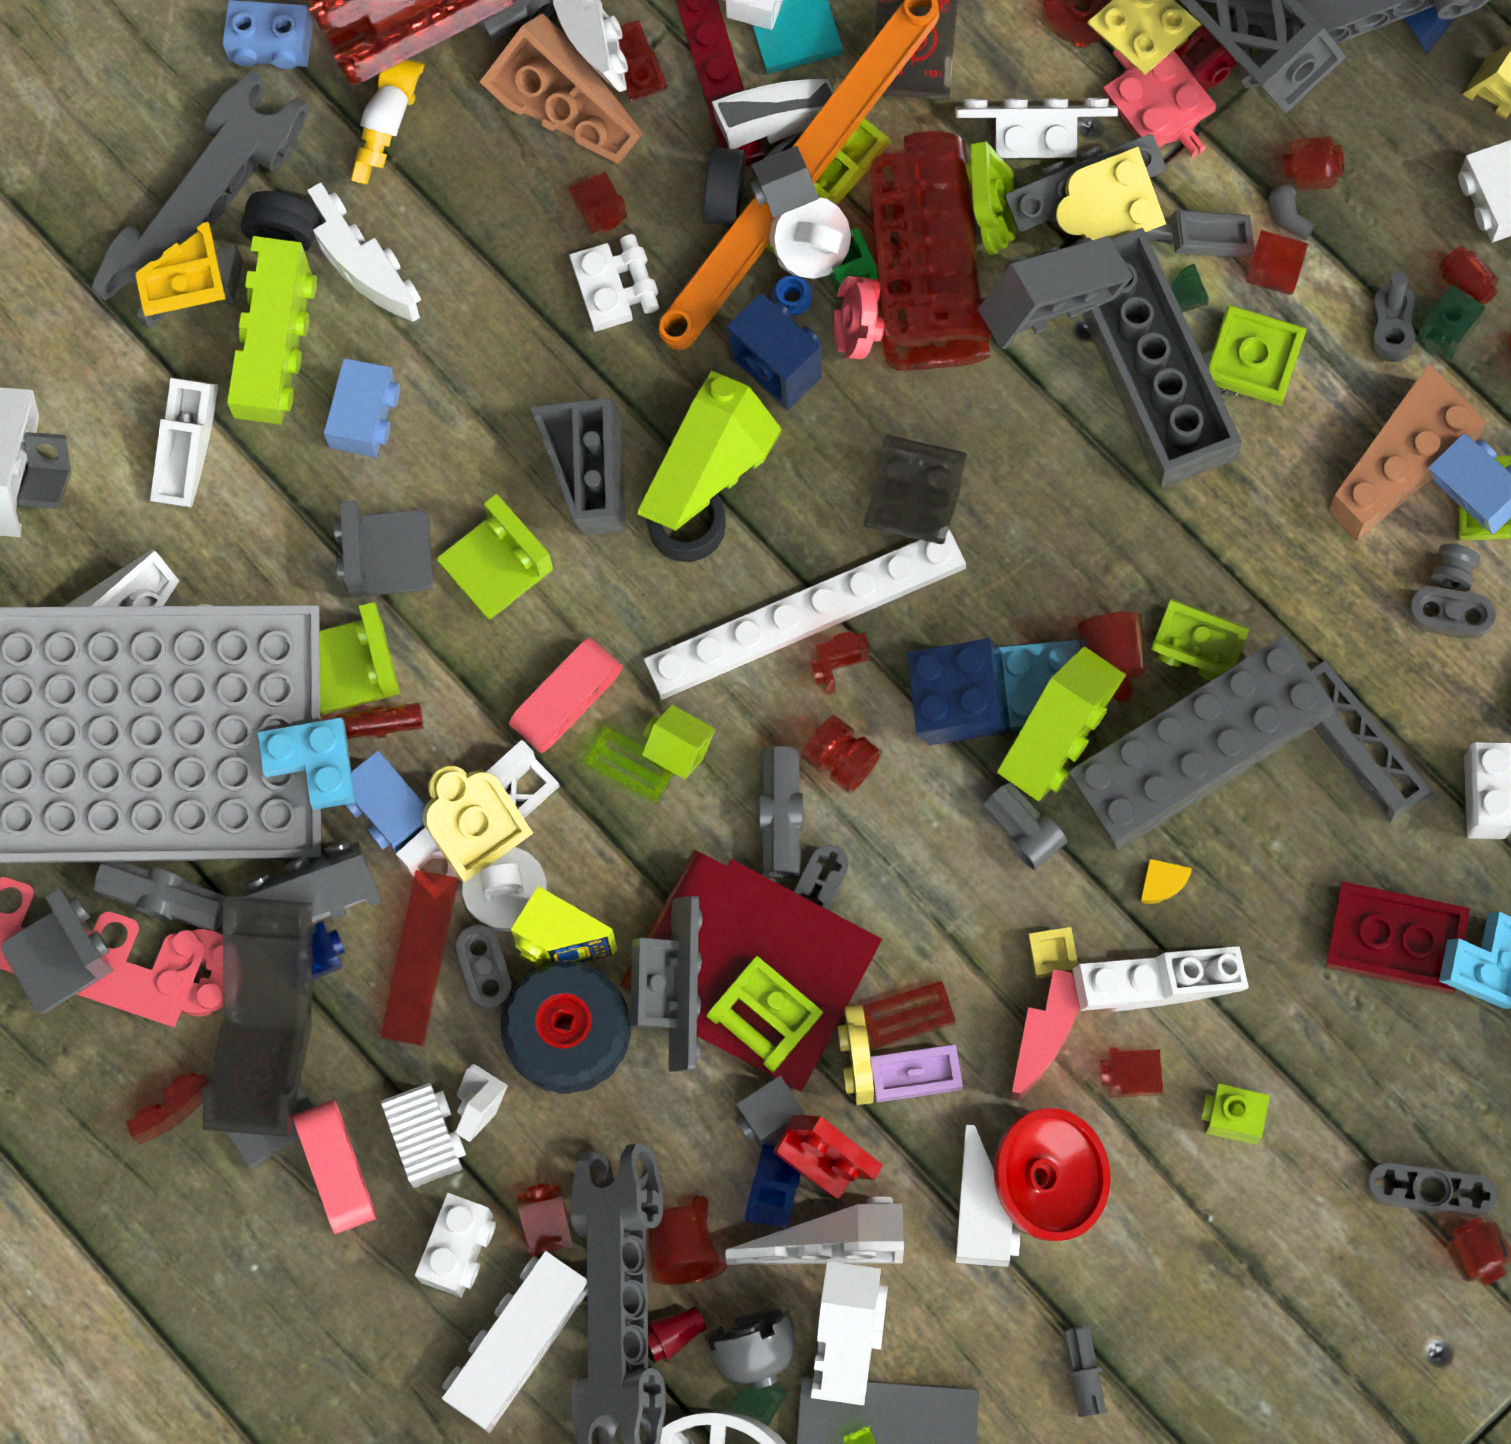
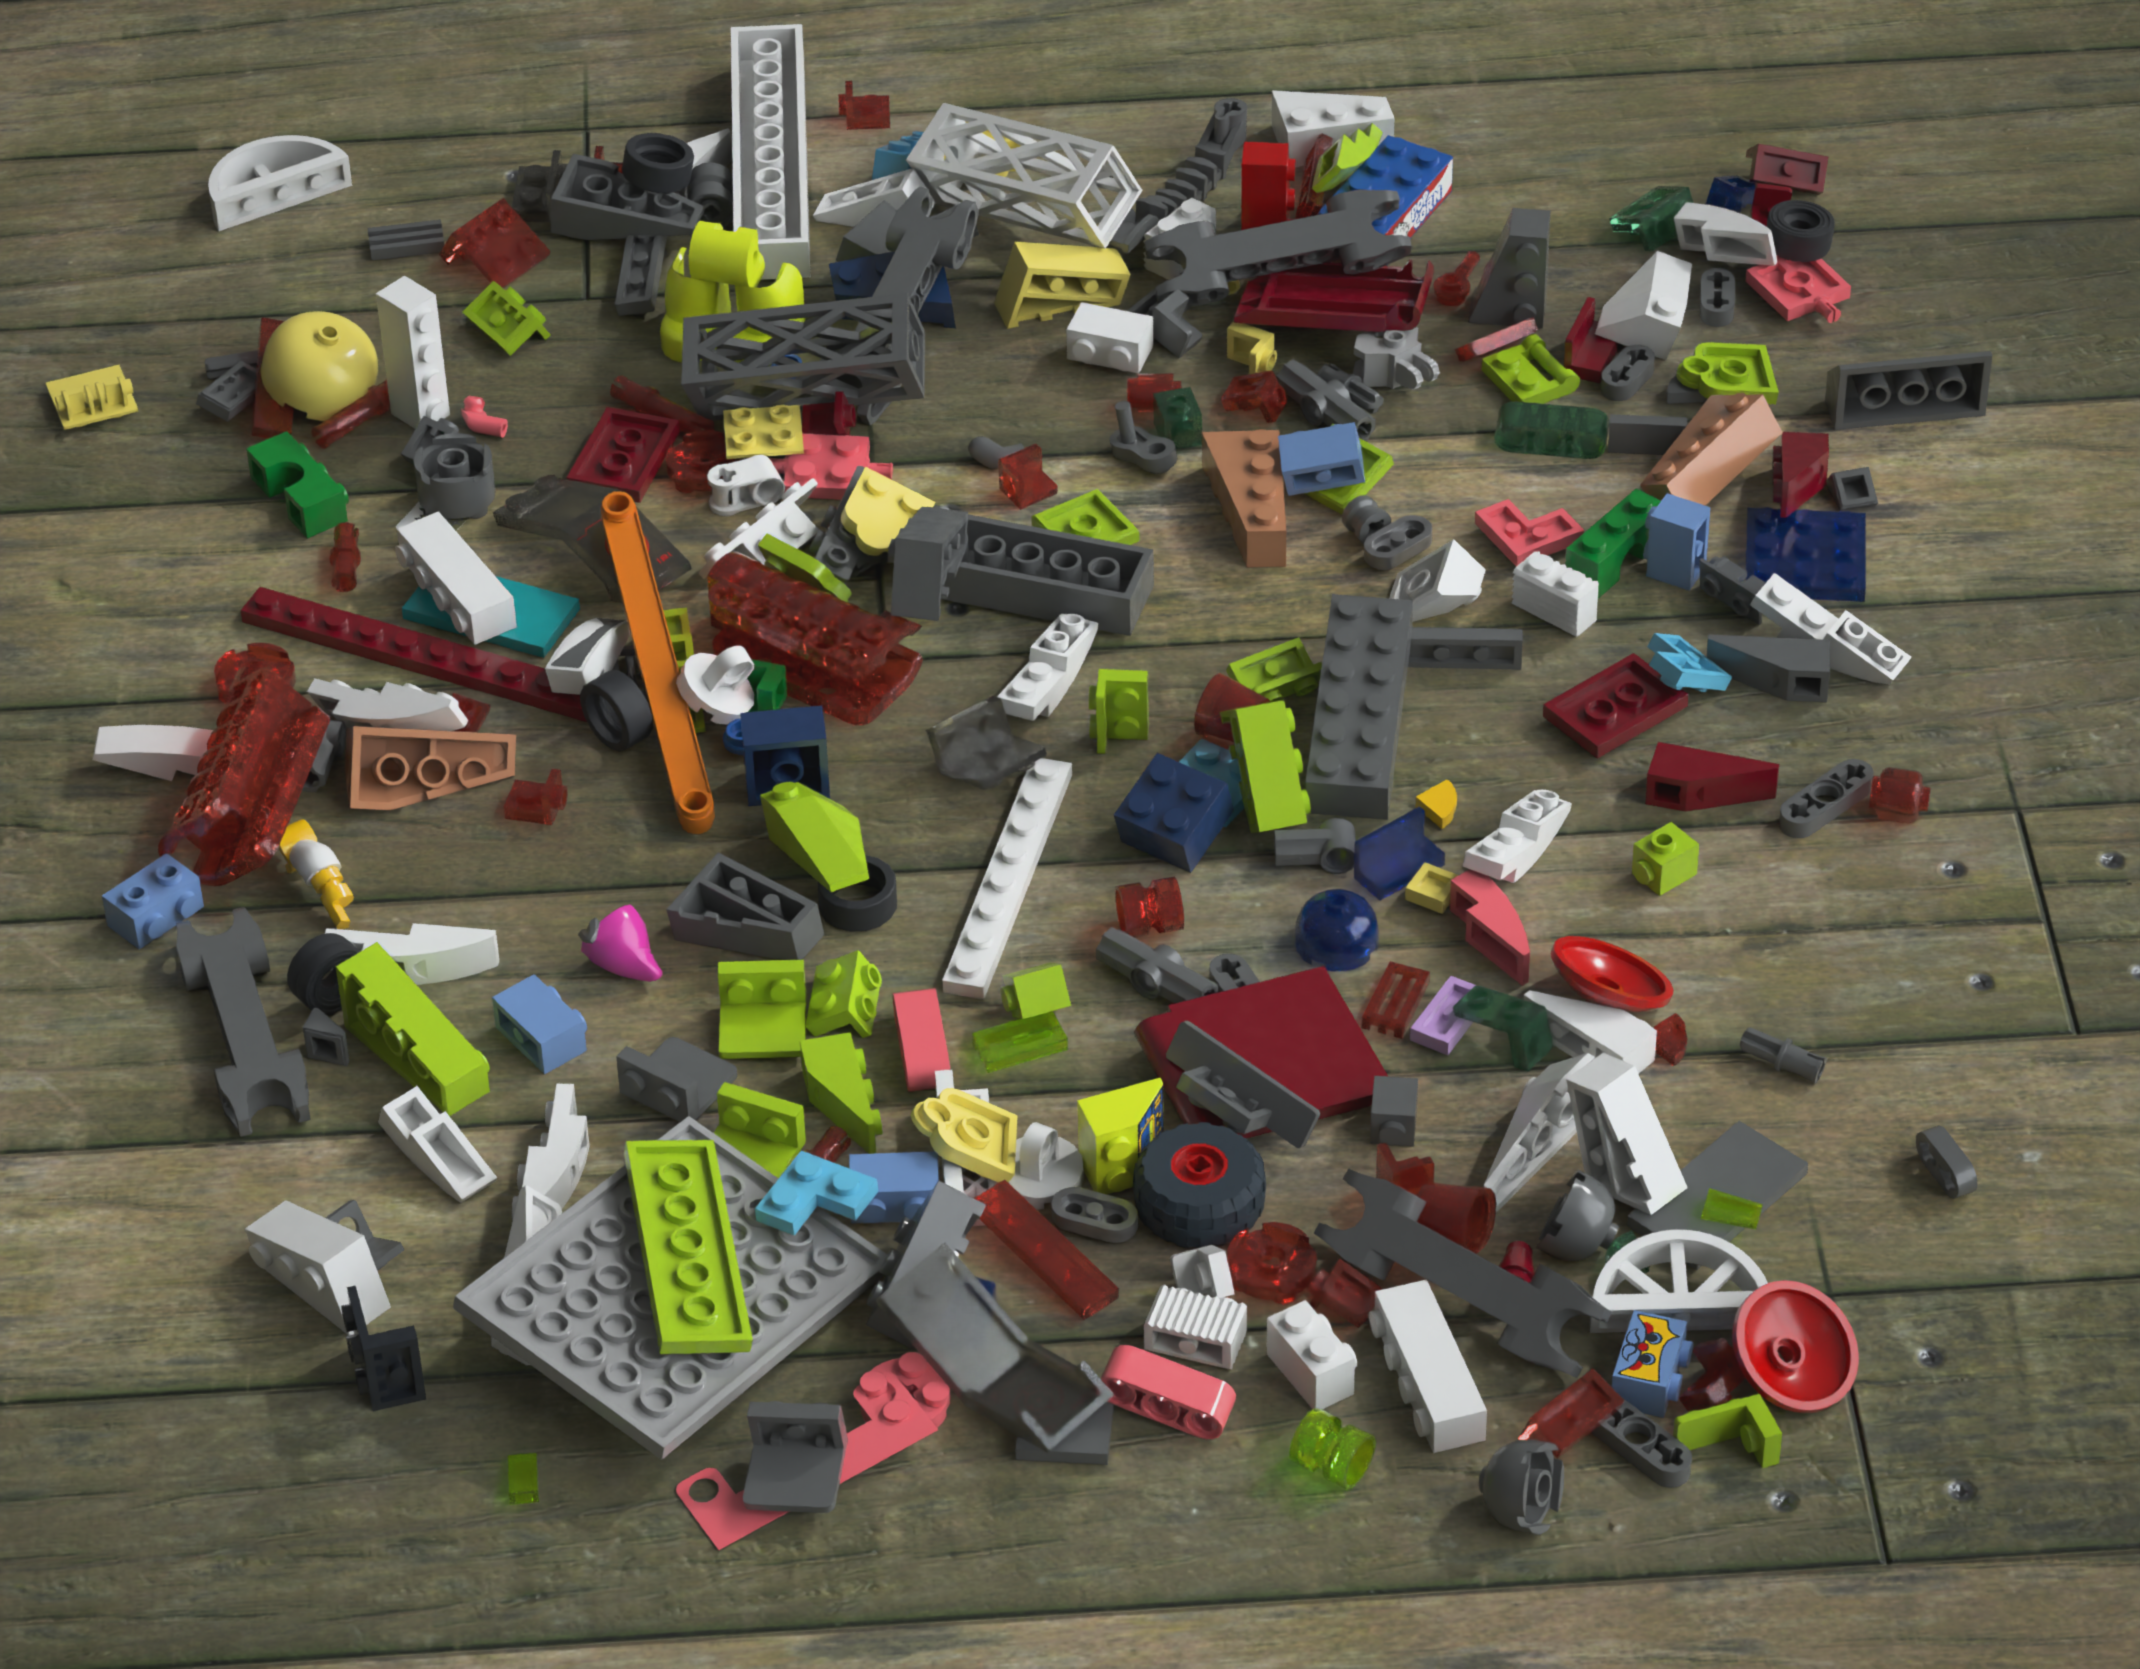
camera: 55 degrees left, 30 degrees down
(160, 894) = (817, 1376): dark grey piece -> none
(172, 719) = (687, 1247): none -> lime plate
(181, 1100) = (1003, 1487): clear red slope -> none
(182, 276) = (307, 1044): yellow wing -> none
(250, 531) = (562, 1153): none -> white slope
(370, 1334) = (1338, 1450): none -> clear neon green wheel
(469, 670) = (836, 1086): none -> lime slope
(480, 402) = (621, 945): none -> dark pink hat
(517, 1125) = (1272, 1282): none -> clear red plate
(569, 601) = (844, 994): none -> lime bracket
(601, 285) = (609, 839): white plate -> none
(707, 1171) = (1407, 1173): none -> clear red panel
(772, 1190) = (1456, 1139): clear blue slope -> none
(775, 1003) = (1315, 1046): lime plate -> none
(783, 182) = (665, 653): brick -> none
(824, 1154) = (1464, 1082): red bracket -> none
(841, 651) = (1067, 871): clear red bracket -> none
(855, 1040) = (1404, 1020): light yellow plate -> none
(857, 322) = (823, 681): coral plate -> none
(933, 1127) = (1521, 1019): none -> clear green bracket
(942, 915) = (1337, 930): none -> clear blue cylinder
(1037, 546) = (1119, 706): none -> lime bracket
(1037, 1264) = (1671, 1039): none -> clear red tile
(1055, 464) = (1050, 669): none -> white slope
(1065, 899) = (1394, 854): none -> clear blue panel
(1080, 59) = (745, 483): none -> white piece
(1132, 1073) = (1572, 901): clear red bracket -> none
(1212, 234) = (968, 493): dark grey tile -> none
(1315, 163) = (975, 414): clear red head -> none
(1356, 1070) = (1704, 779): none -> dark red slope
(1412, 685) = (1440, 581): none -> white slope

